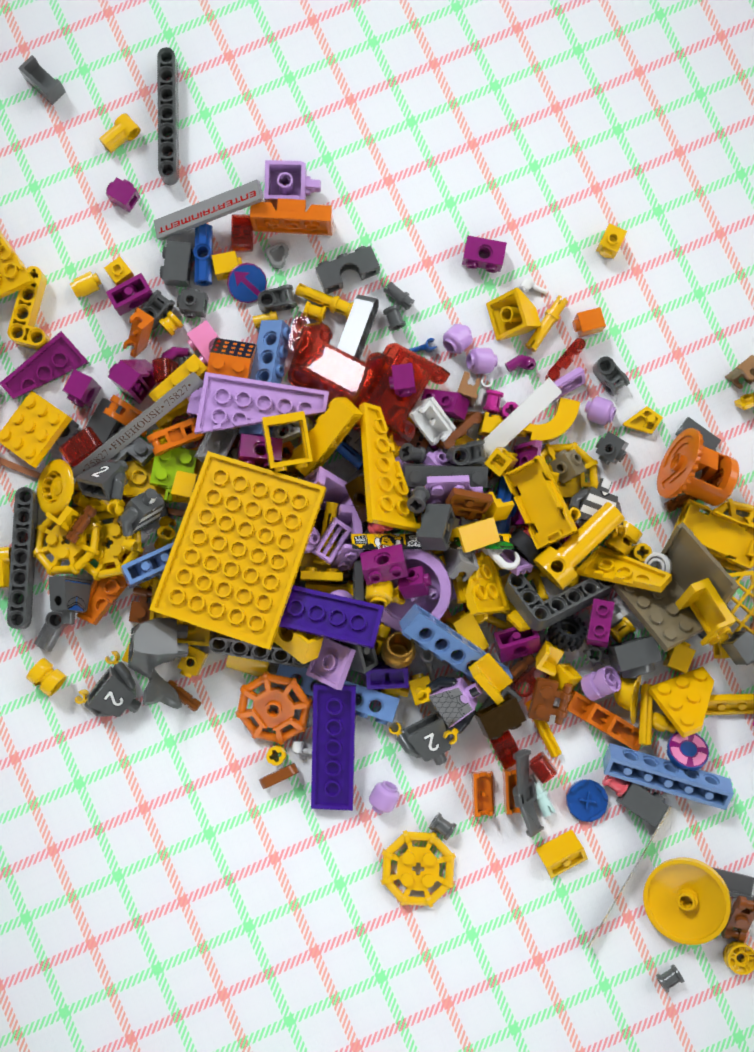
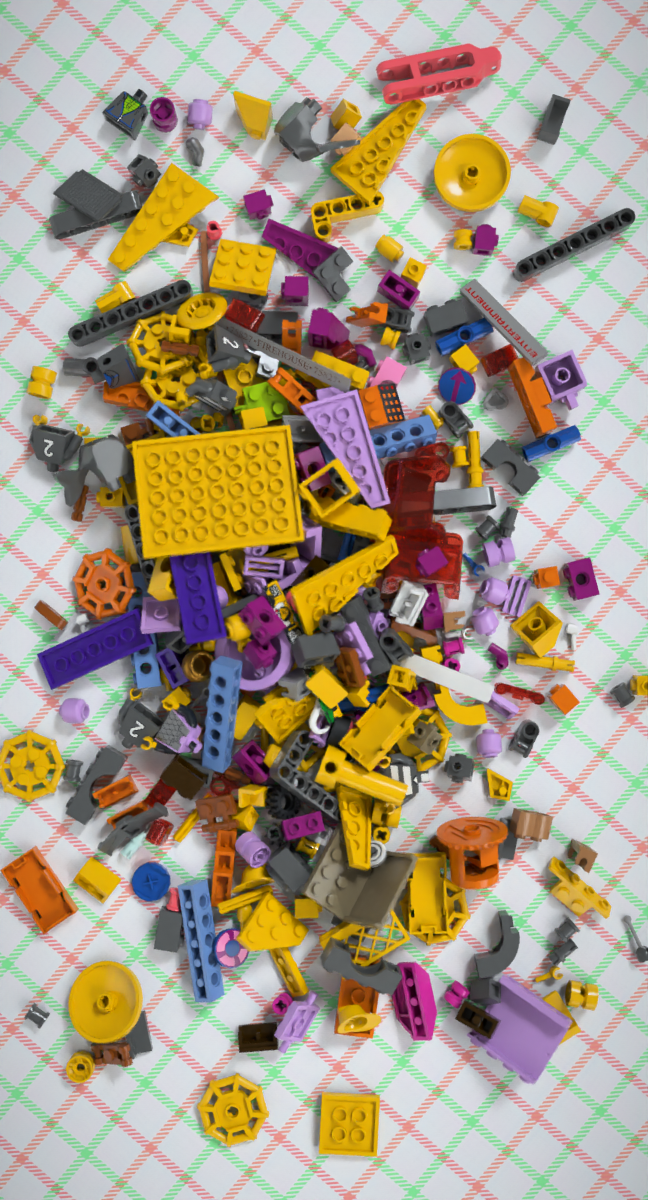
camera: 65 degrees right, 5 degrees up
(53, 175) = (472, 172): none -> yellow dish
(80, 351) = (329, 273): none -> dark grey plate
(111, 213) = (463, 239): none -> yellow wheel
(273, 761) = (73, 604): yellow bush -> none
(343, 211) = (562, 439): none -> blue piece
(423, 315) = (498, 552): none -> lavender wheel
(467, 284) = (546, 577): none -> orange brick
(476, 315) = (521, 580): none -> lavender tile
(482, 832) = (83, 805): none -> dark grey arch
(490, 677) = (212, 753): yellow panel -> none
(545, 916) = (39, 889): none -> orange piece
(610, 267) = (622, 695): none -> dark grey bush
(629, 876) = (104, 945): sticker -> none
(695, 407) = (530, 824): none -> medium nougat brick
(708, 609) = (353, 913): yellow panel -> none

